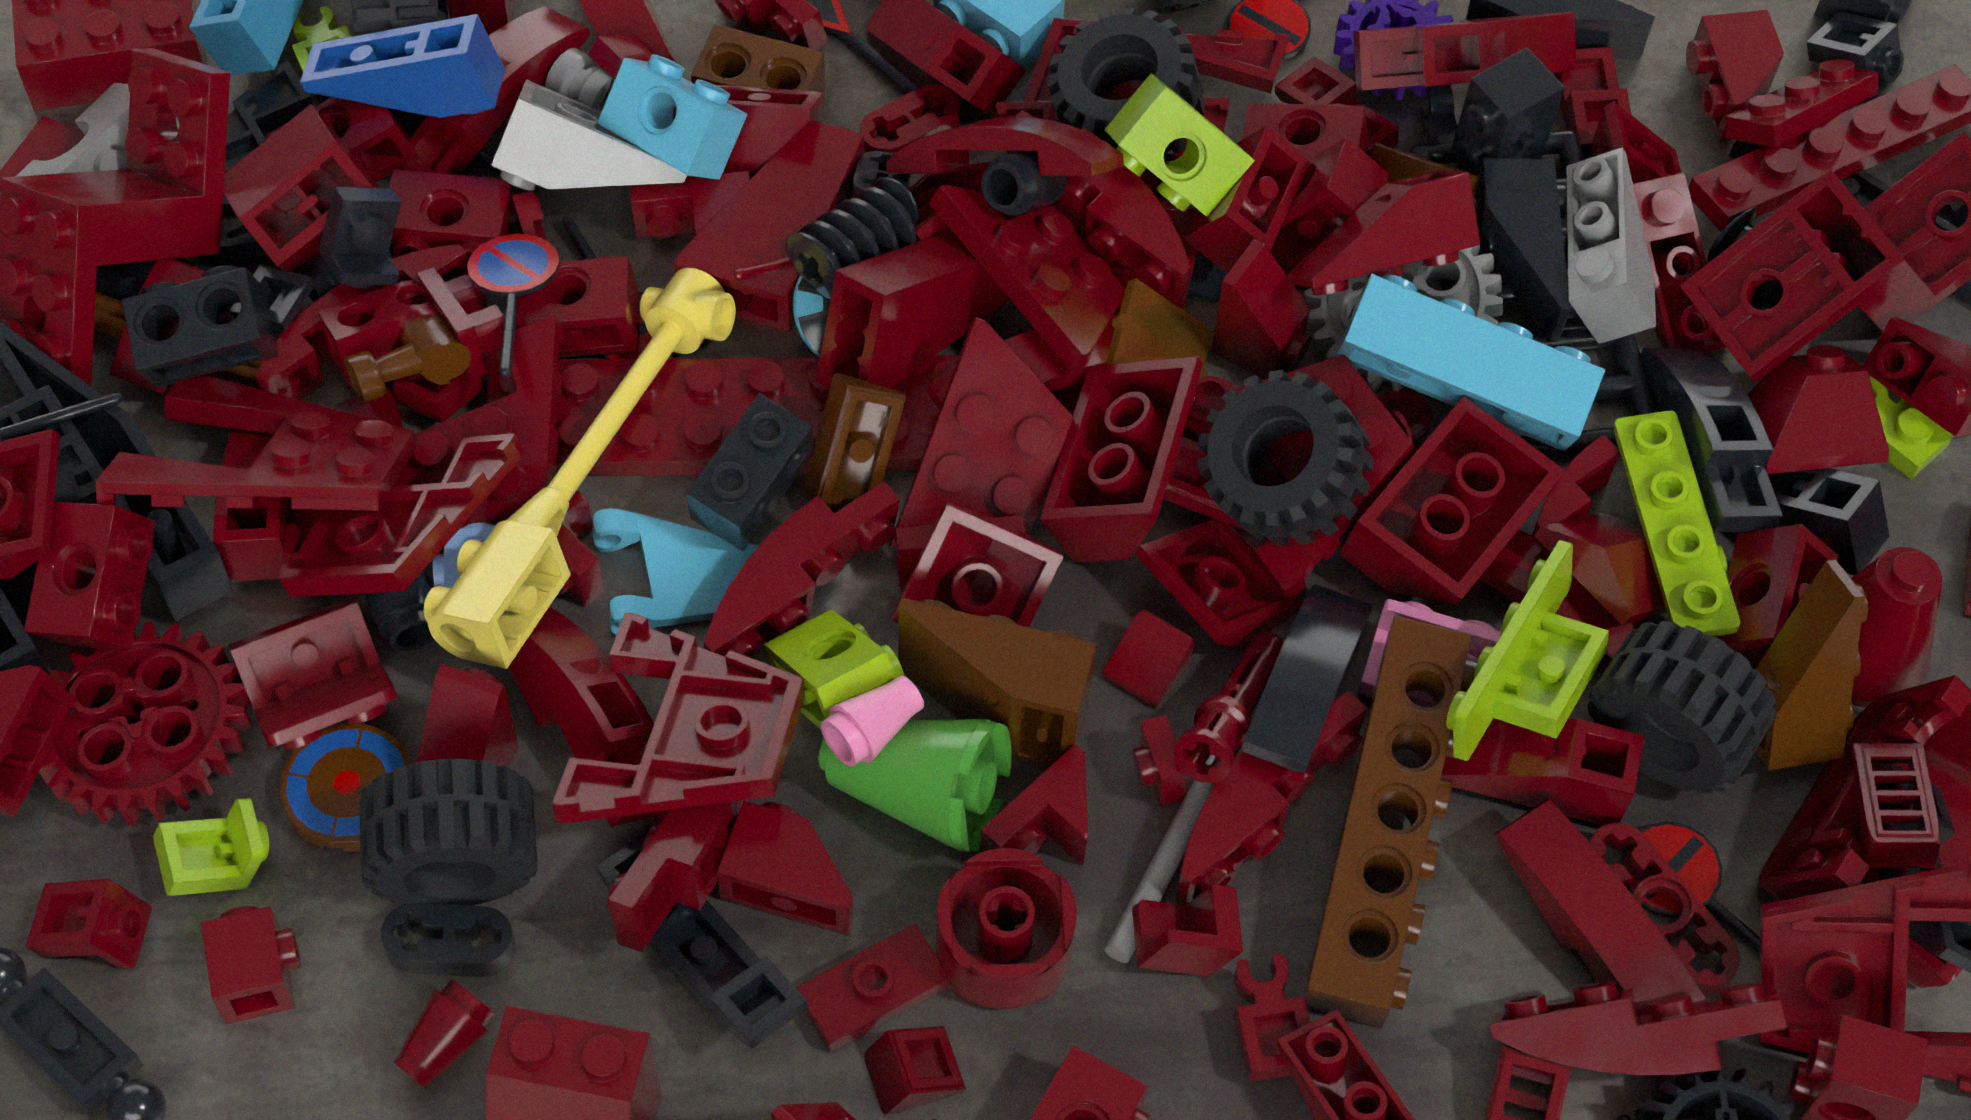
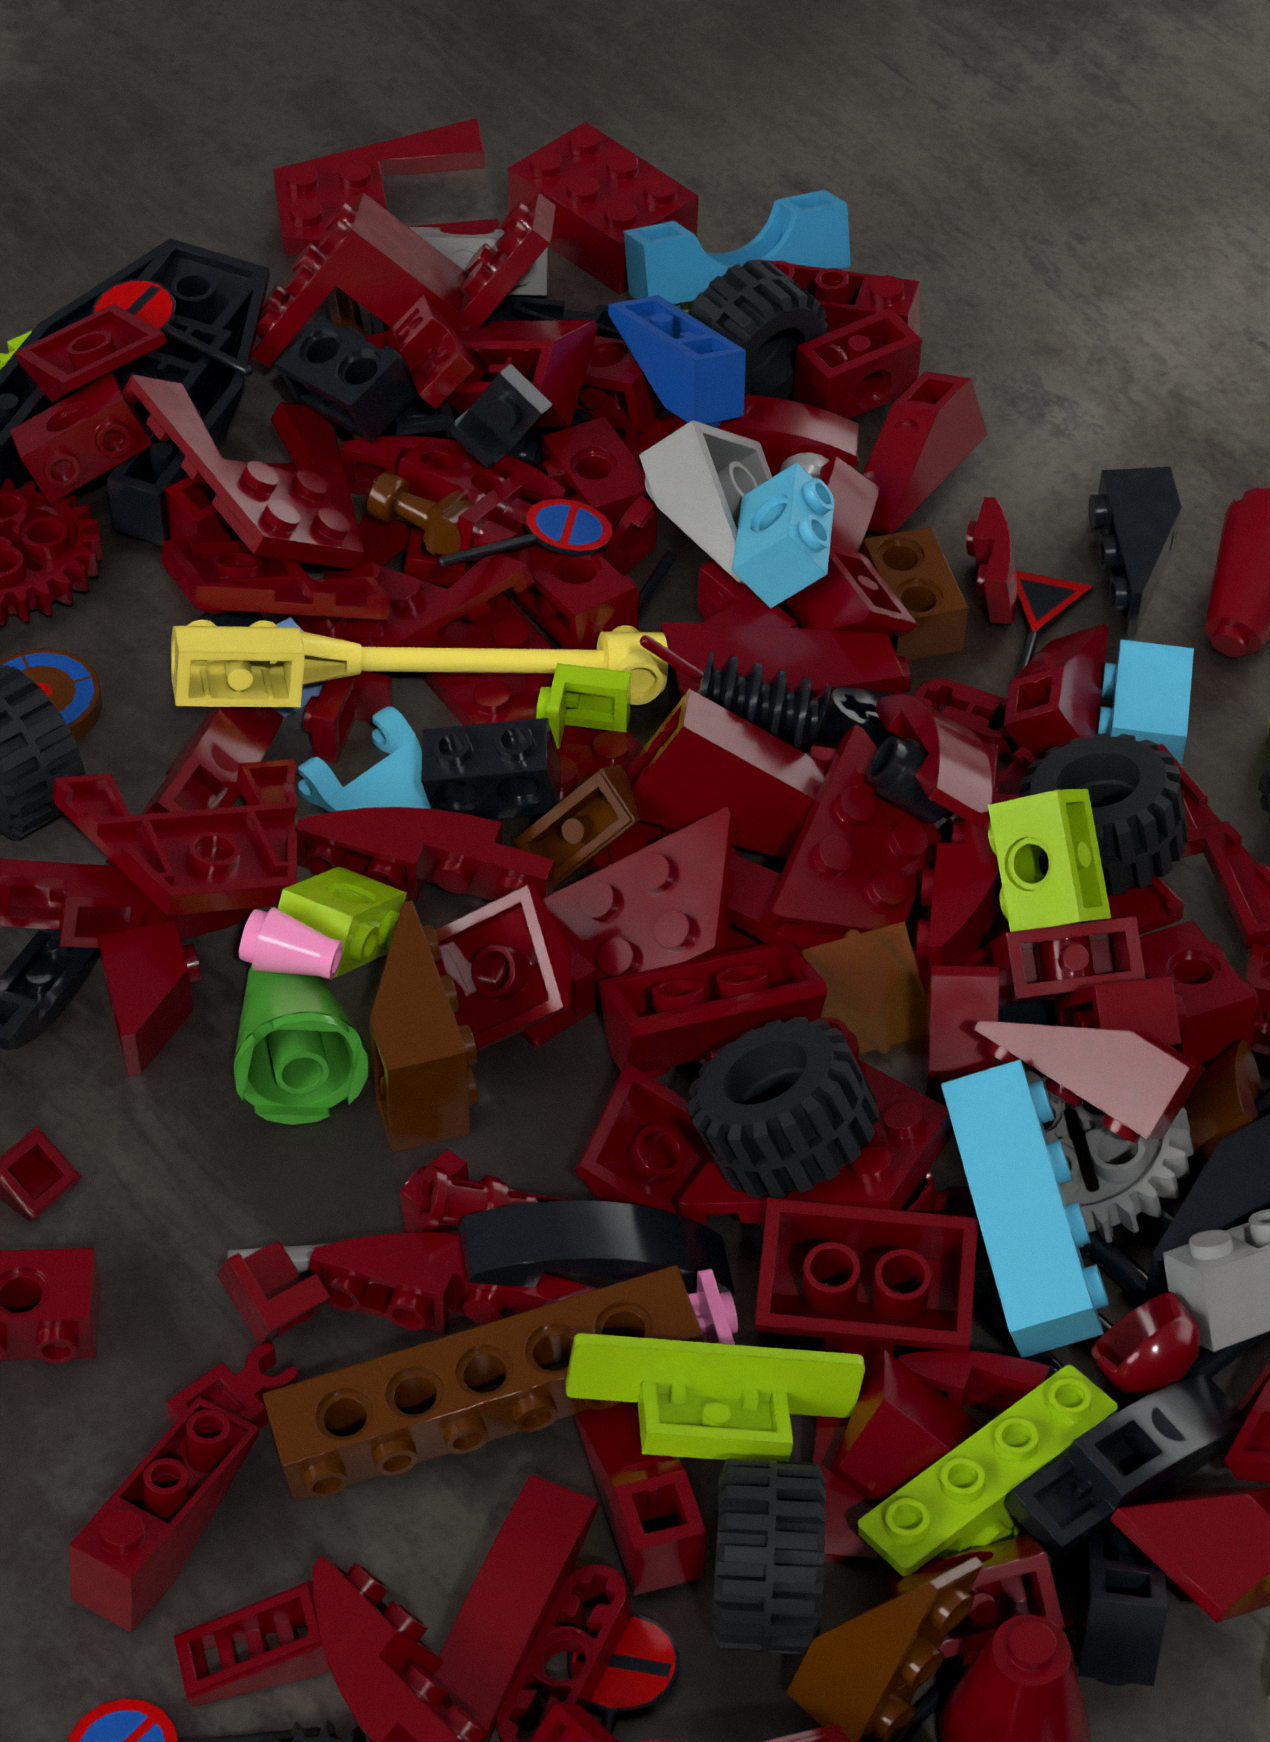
camera: 60 degrees right, 10 degrees down
(216, 238) = (431, 351): none -> dark red slope
(313, 675) = (111, 617): dark red bracket -> none
(468, 719) = (113, 725): dark red slope -> none
(721, 360) = (586, 699): none -> lime bracket
(873, 987) = (84, 1109): dark red plate -> none
(998, 965) = (181, 1157): dark red brick -> none
(1048, 806) = (333, 1139): dark red slope -> none
(1149, 658) = (540, 1147): dark red slope -> none
(1634, 360) = (1149, 1346): none -> dark red hair

